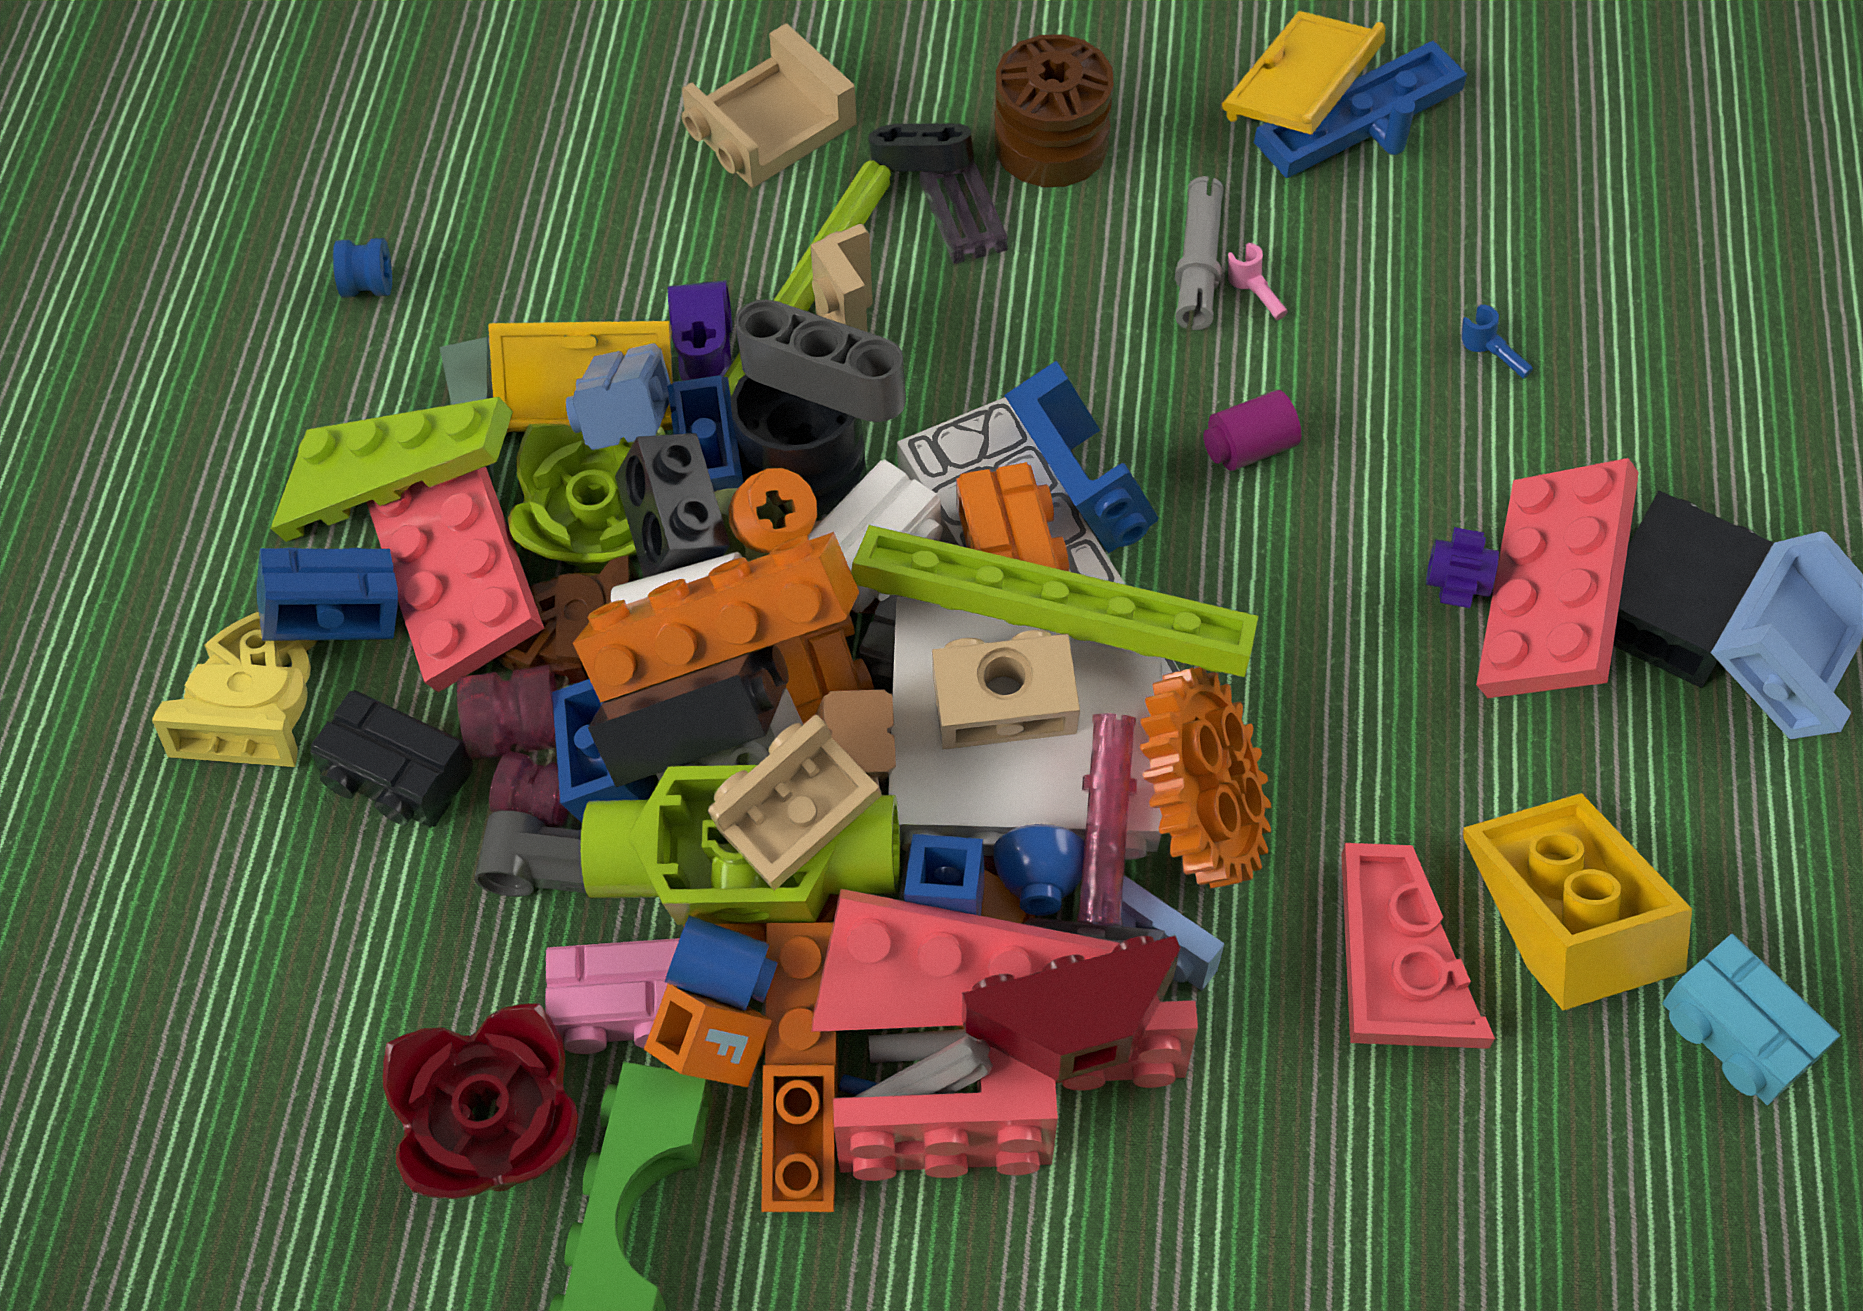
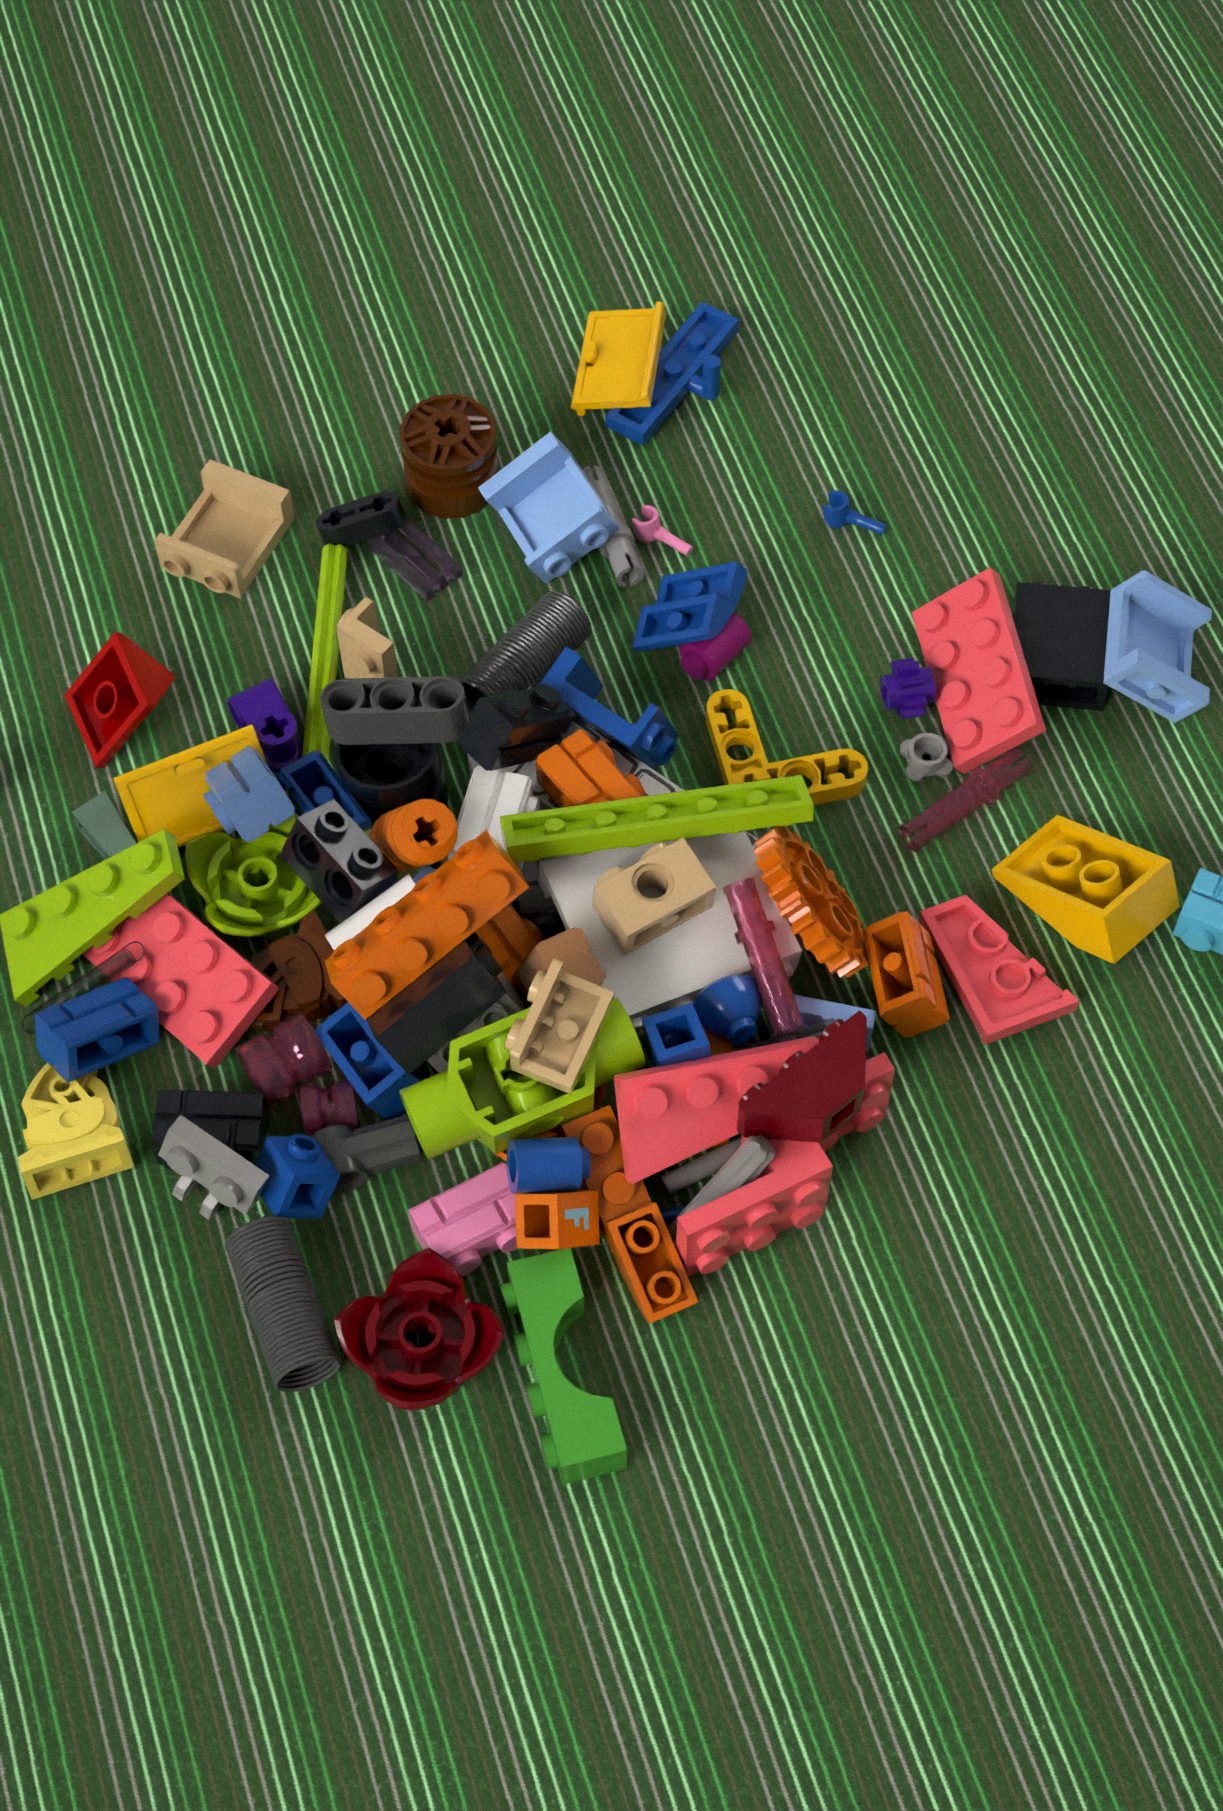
camera: 25 degrees left, 0 degrees up
(350, 798) = (213, 1165): none -> light grey hinge
(353, 1003) = (283, 1307): none -> dark grey piece
(357, 527) = (93, 975): none -> black piece
(444, 853) = (299, 1176): none -> blue brick
(557, 241) = (115, 695): none -> red slope
(949, 430) = (515, 726): none -> black brick
(1072, 335) = (528, 648): none -> dark grey piece
(1137, 205) = (549, 507): none -> light blue panel
(1233, 594) = (757, 767): none -> yellow beam
(1244, 375) = (690, 606): none -> blue slope
(1285, 914) = (905, 975): none -> orange brick
(1451, 644) = (929, 746): none -> light grey plate
(1495, 723) = (981, 787): none -> clear pink pin

